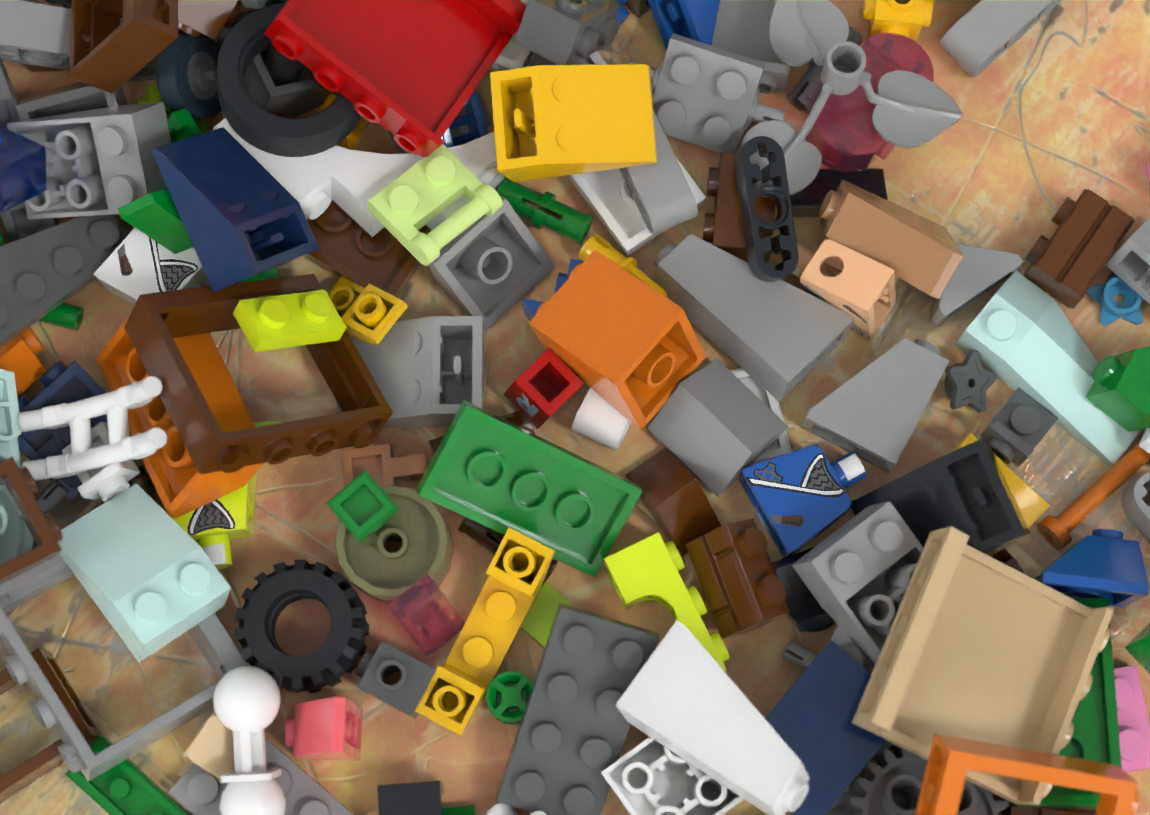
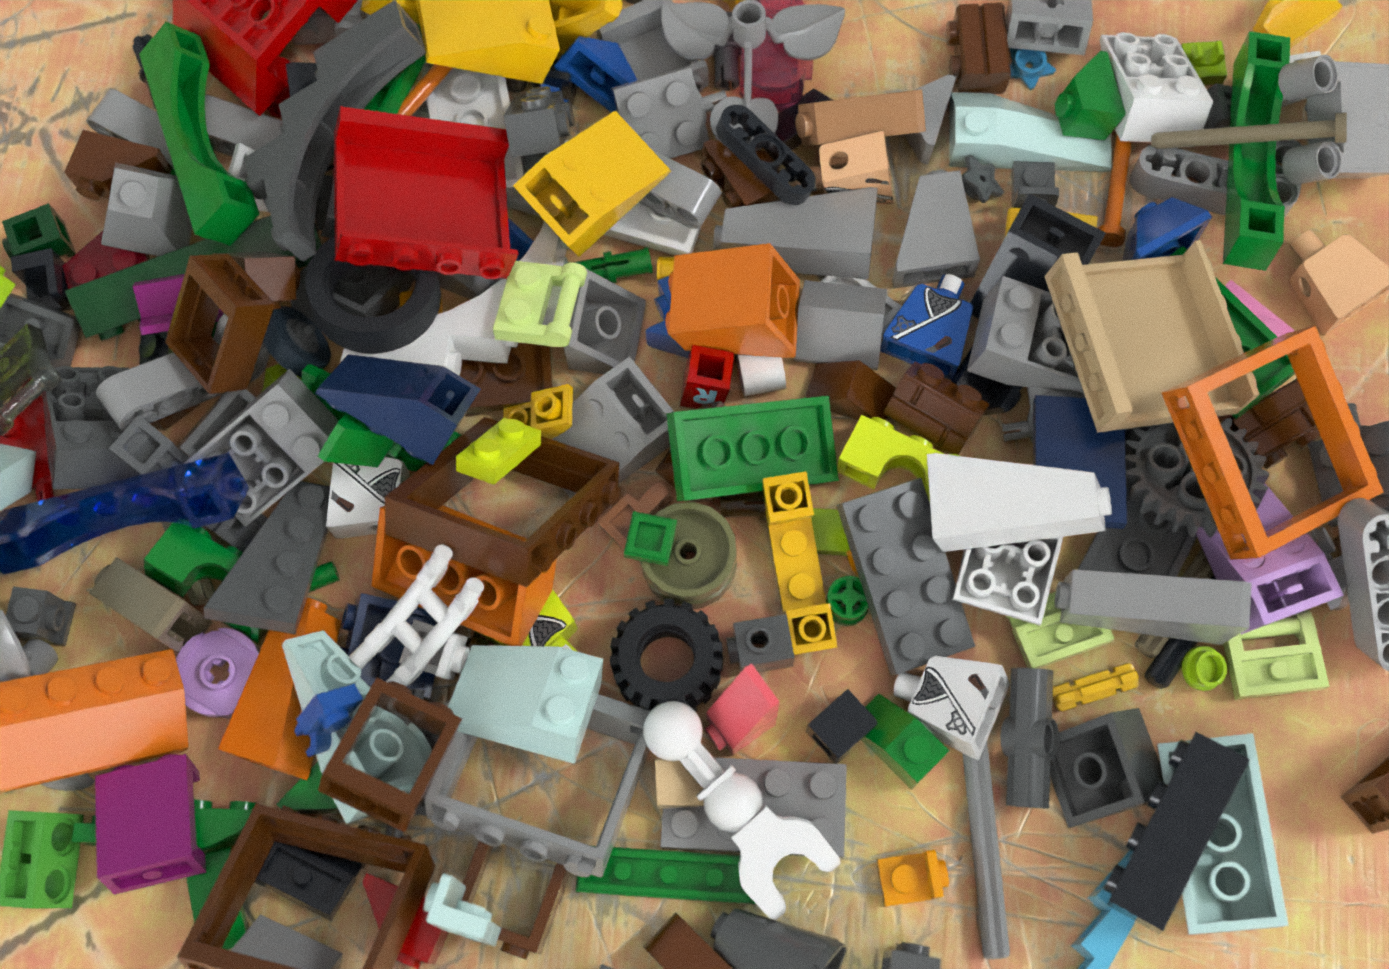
camera: 35 degrees left, 5 degrees down
(426, 615) = (749, 584): clear pink plate -> none

